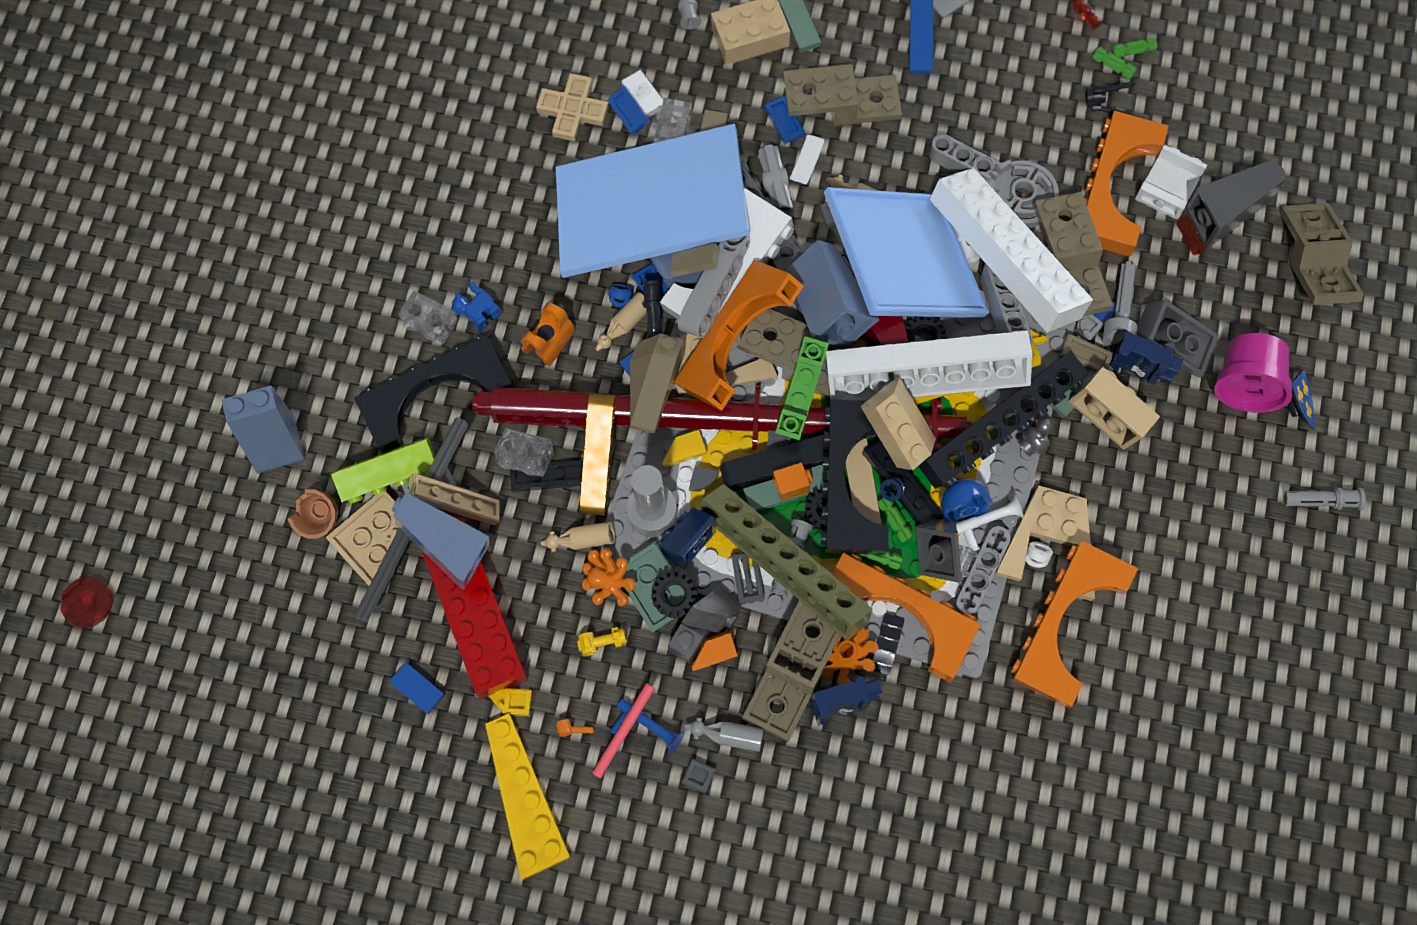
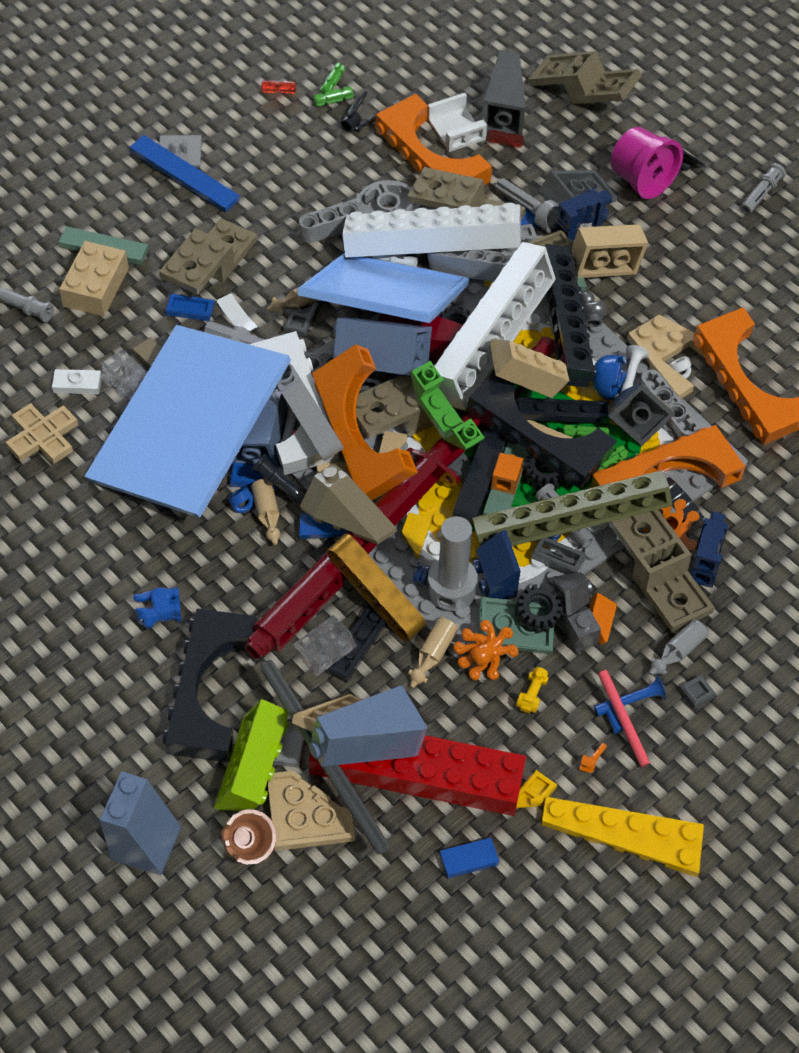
camera: 60 degrees left, 15 degrees down
(431, 313) = (134, 642): clear brick -> none
(549, 334) = (231, 564): orange piece -> none
(629, 110) = (83, 397): blue tile -> none
(694, 260) = (276, 410): dark tan tile -> none
(885, 491) = (571, 417): dark blue bush -> none

